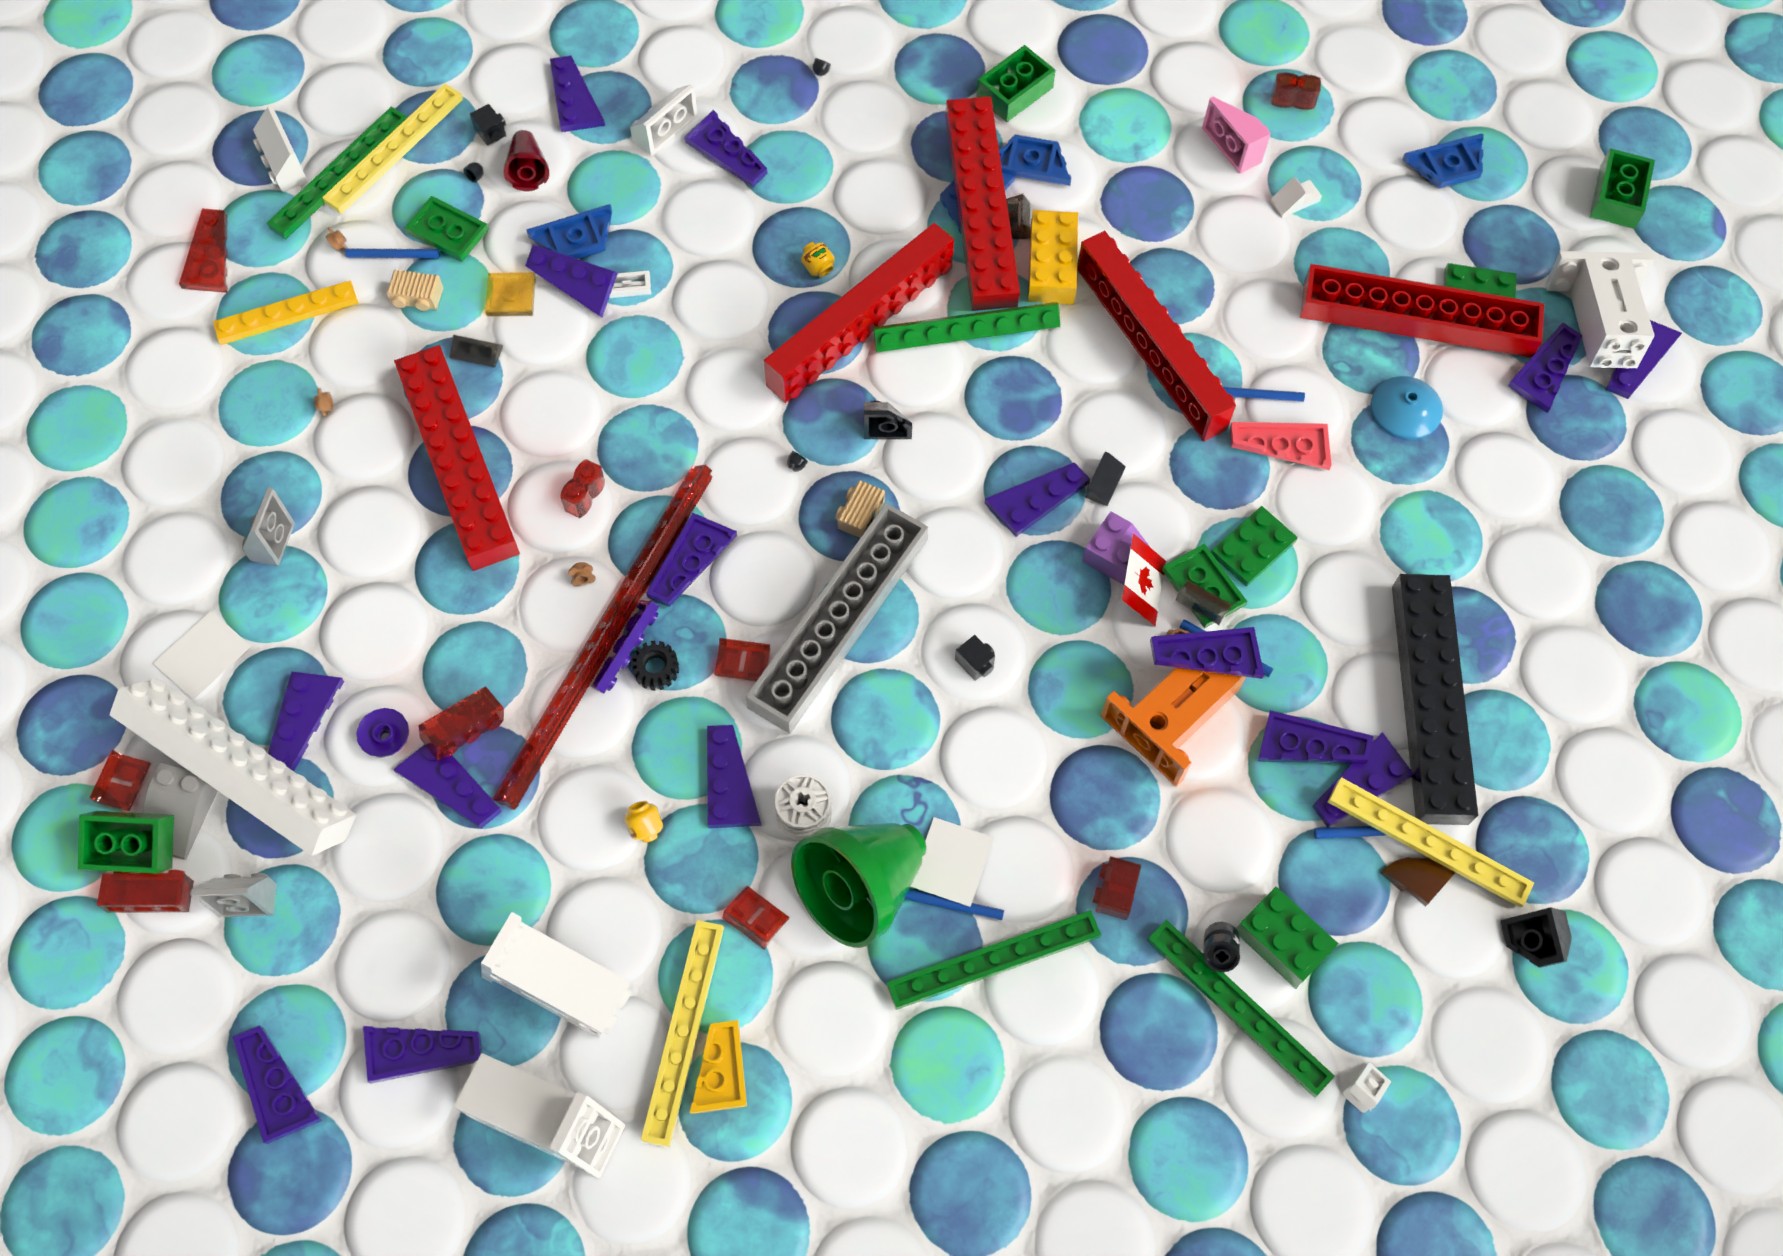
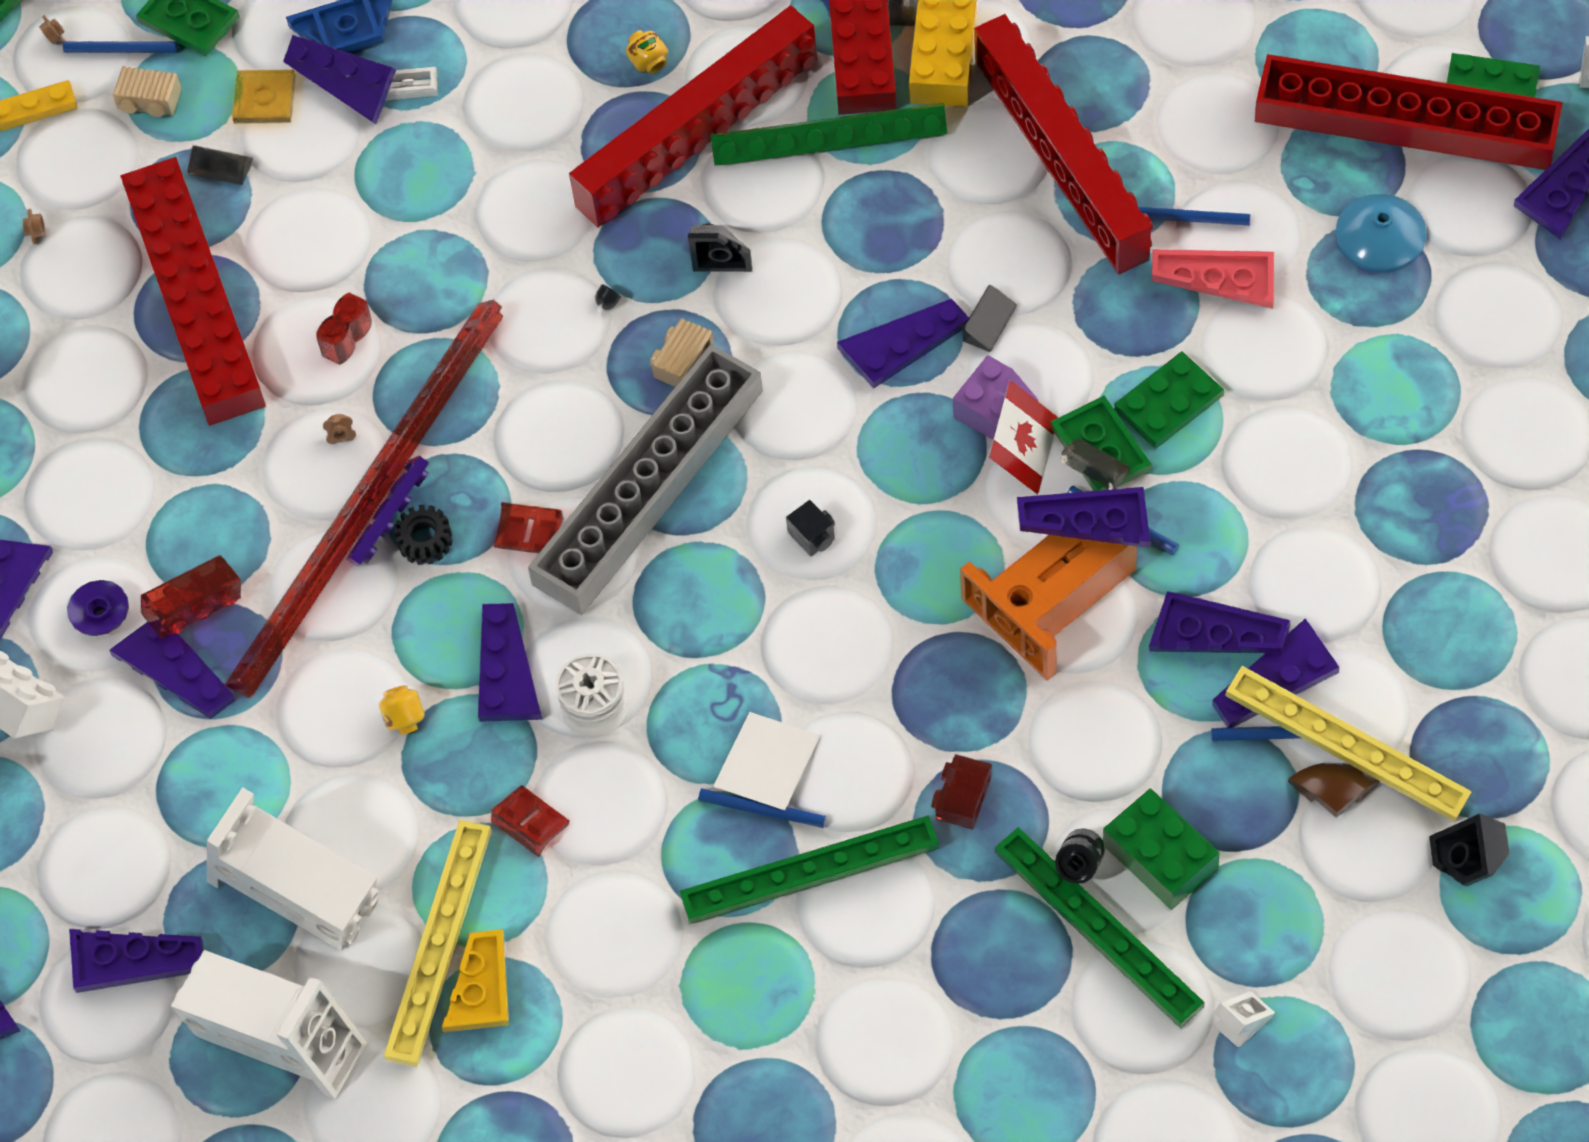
camera: 10 degrees right, 5 degrees down
(691, 554) = (472, 406): dark purple wing -> none
(856, 877) = (647, 767): green cone -> none
(1434, 700) = (1372, 580): black brick -> none

